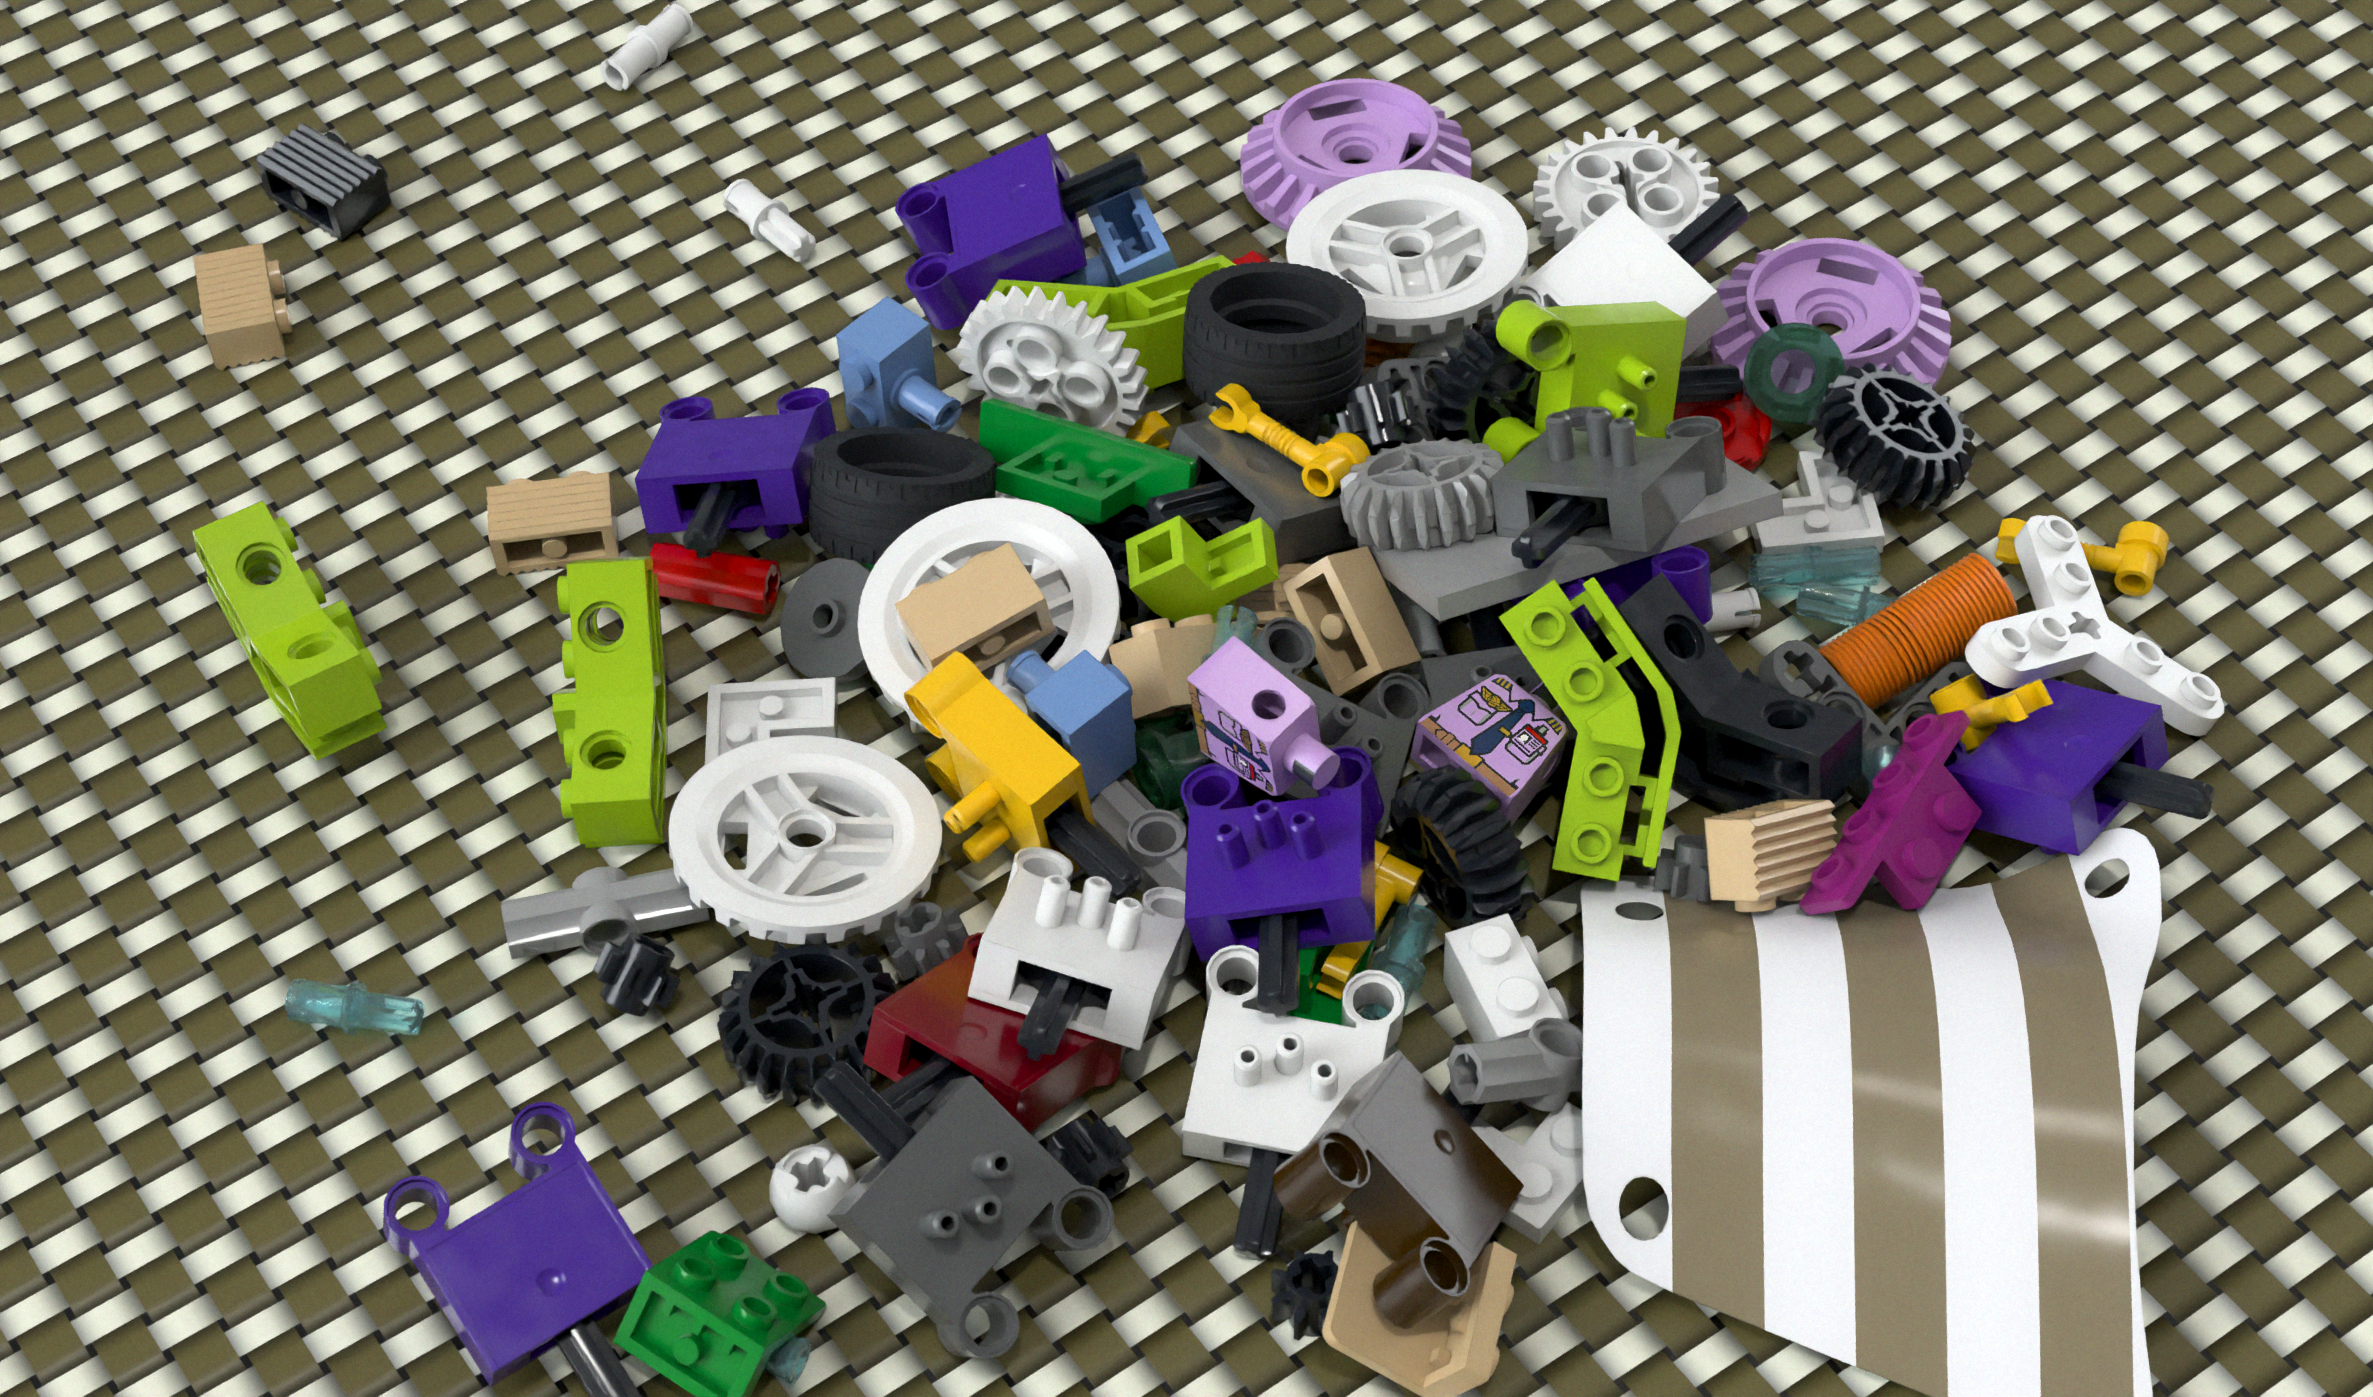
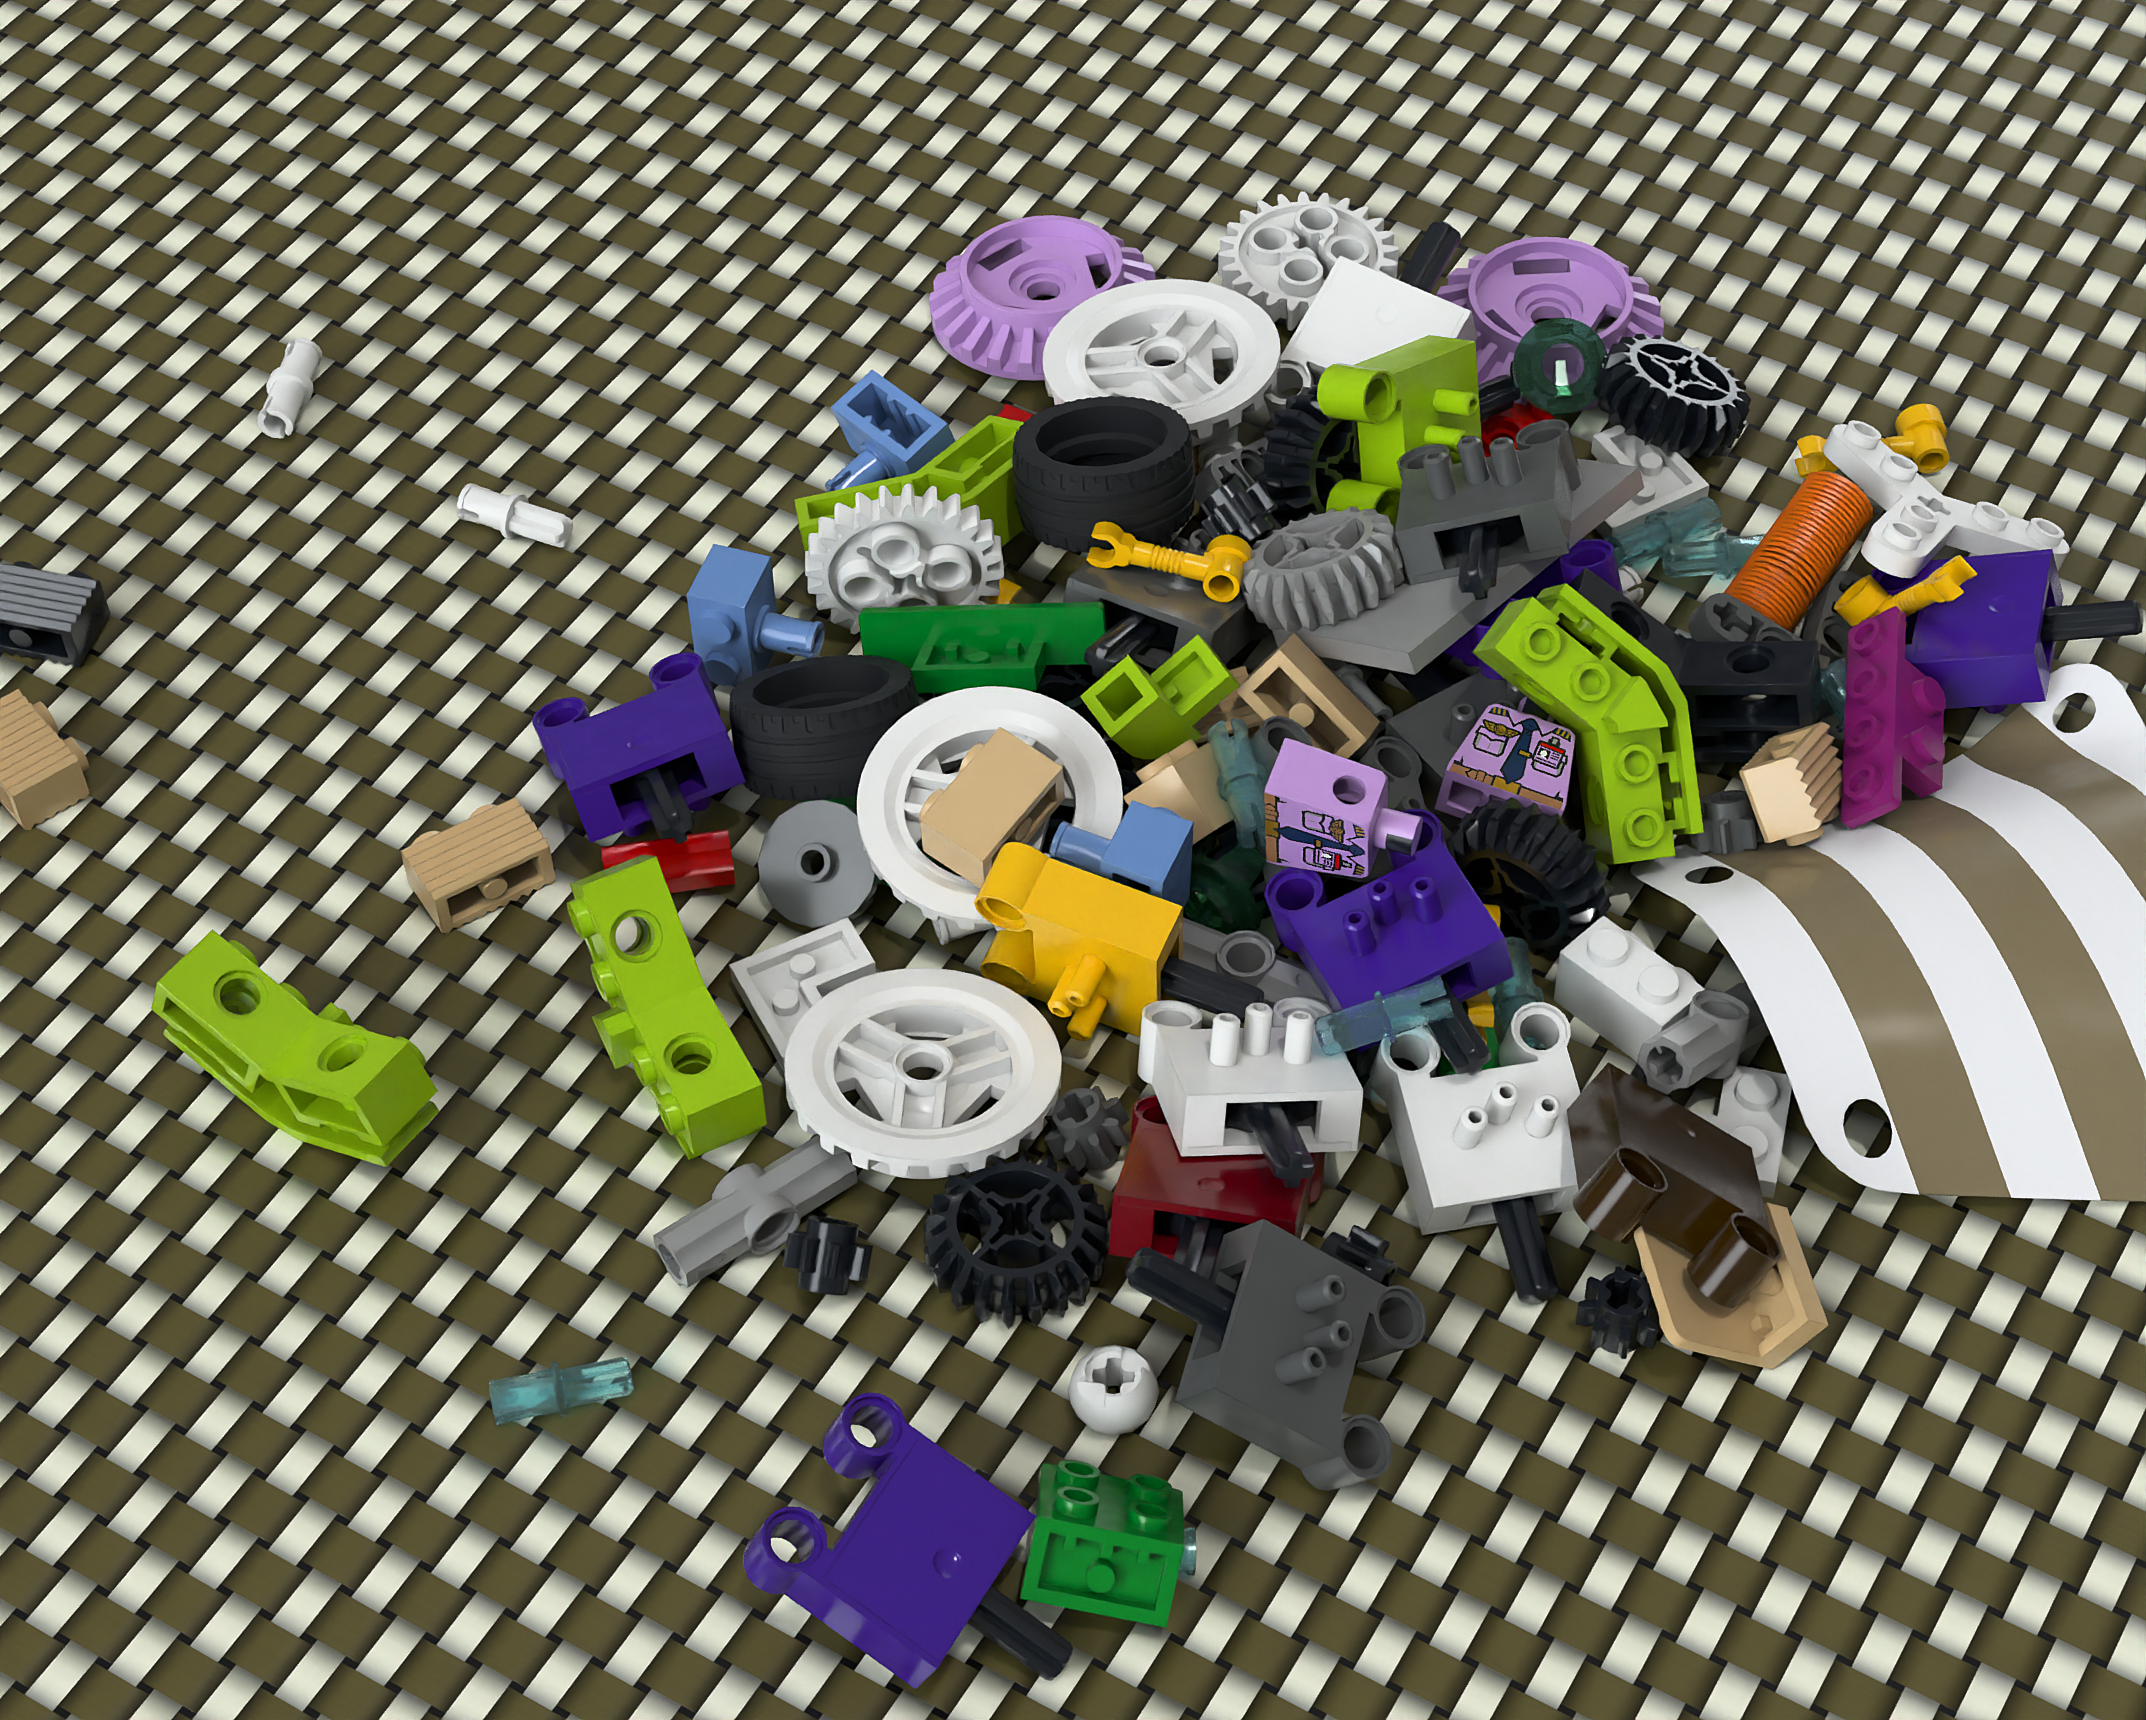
camera: 25 degrees left, 0 degrees up
(1003, 222) = (769, 443): dark purple piece -> none
(1212, 932) = (1382, 1017): none -> clear light blue axle

